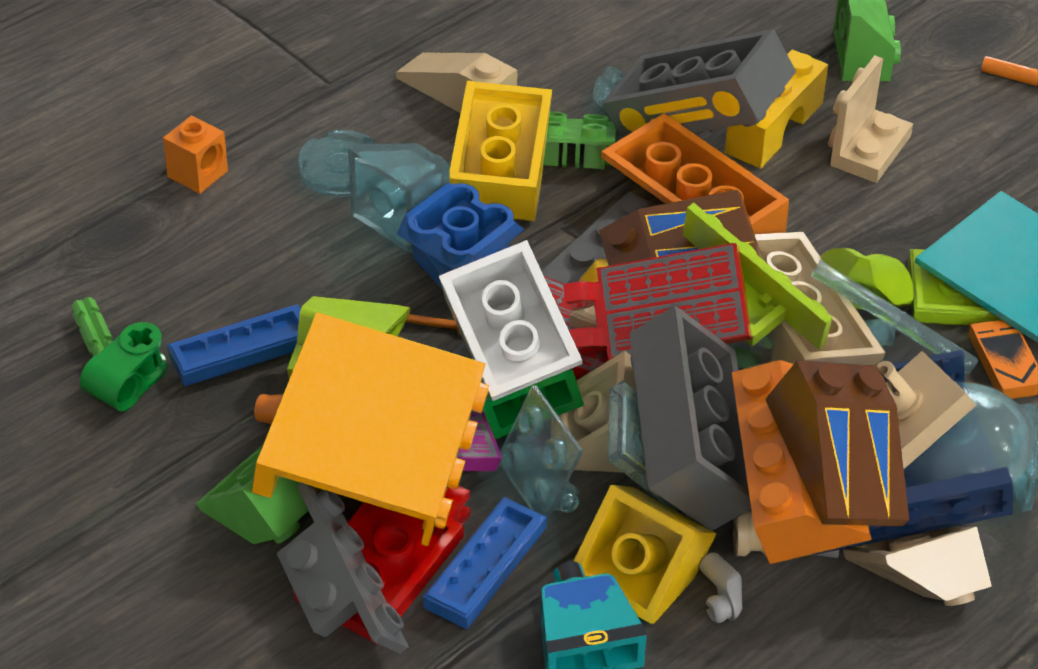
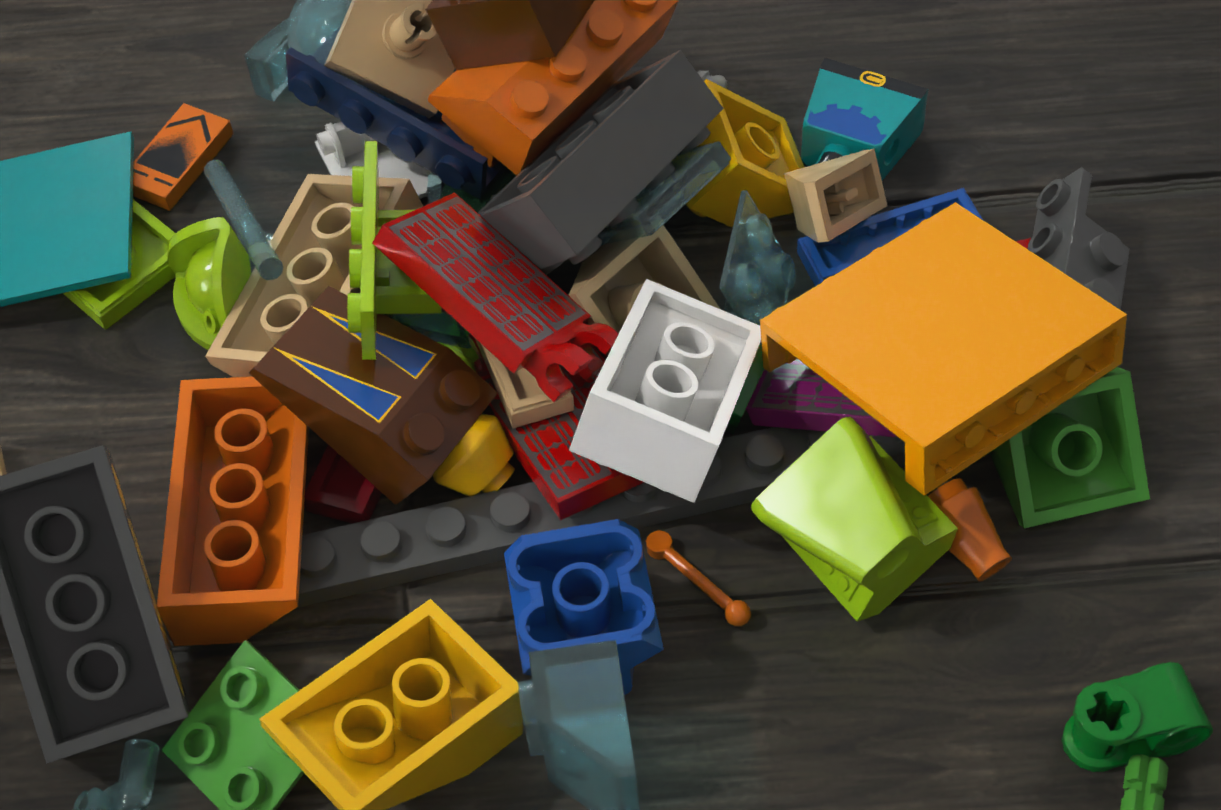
camera: 135 degrees left, 10 degrees up
(235, 346) = (960, 671): blue plate -> none
(542, 533) = (836, 194): none -> tan slope

